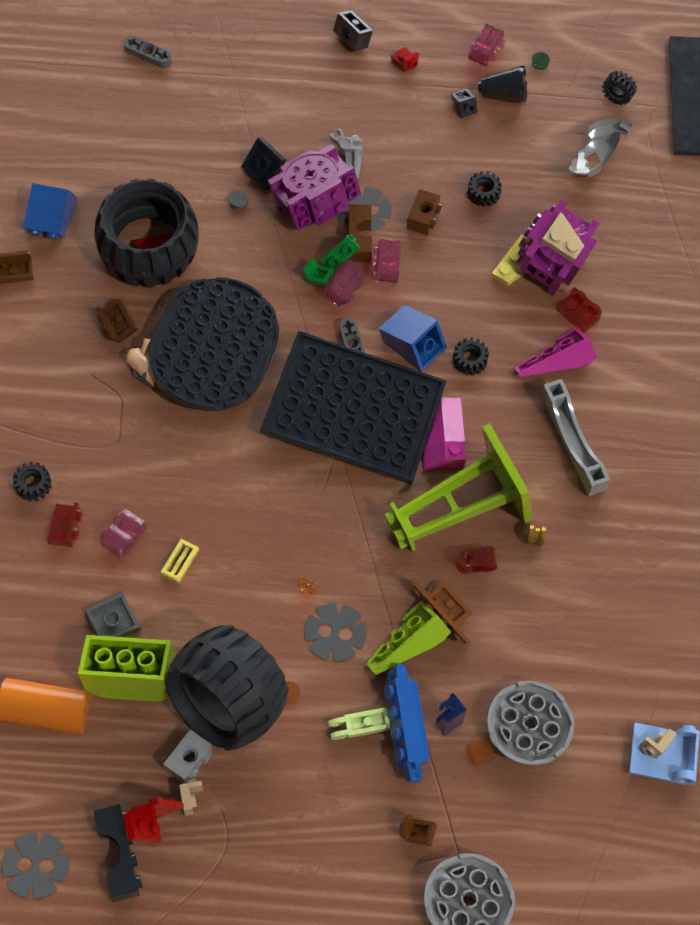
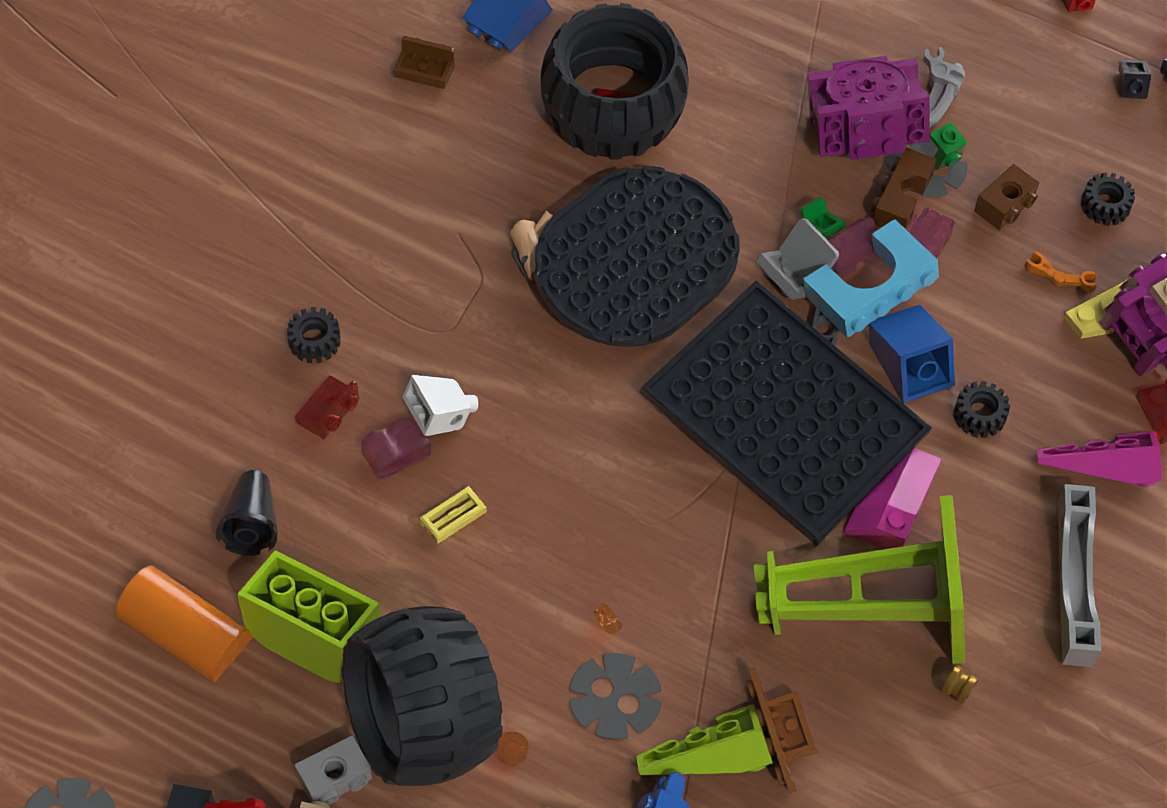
camera: 25 degrees right, 5 degrees down
(52, 618) = (249, 516): none -> black cone
(113, 617) = (330, 549): dark grey tile -> none
(116, 320) = (523, 178): reddish brown bracket -> none
(136, 494) = (438, 404): none -> white torso
(238, 200) = (761, 90): dark grey tile -> none
(263, 162) = (815, 50): black bracket -> none
(318, 306) = (798, 257): none -> light grey bracket
(341, 252) = (864, 204): green hinge -> none
(367, 324) = (854, 307): none -> medium azure arch
(374, 191) = (949, 145): none -> green bracket
(477, 252) = (1059, 278): none -> orange piece
(477, 560) = (861, 683): clear red piece -> none

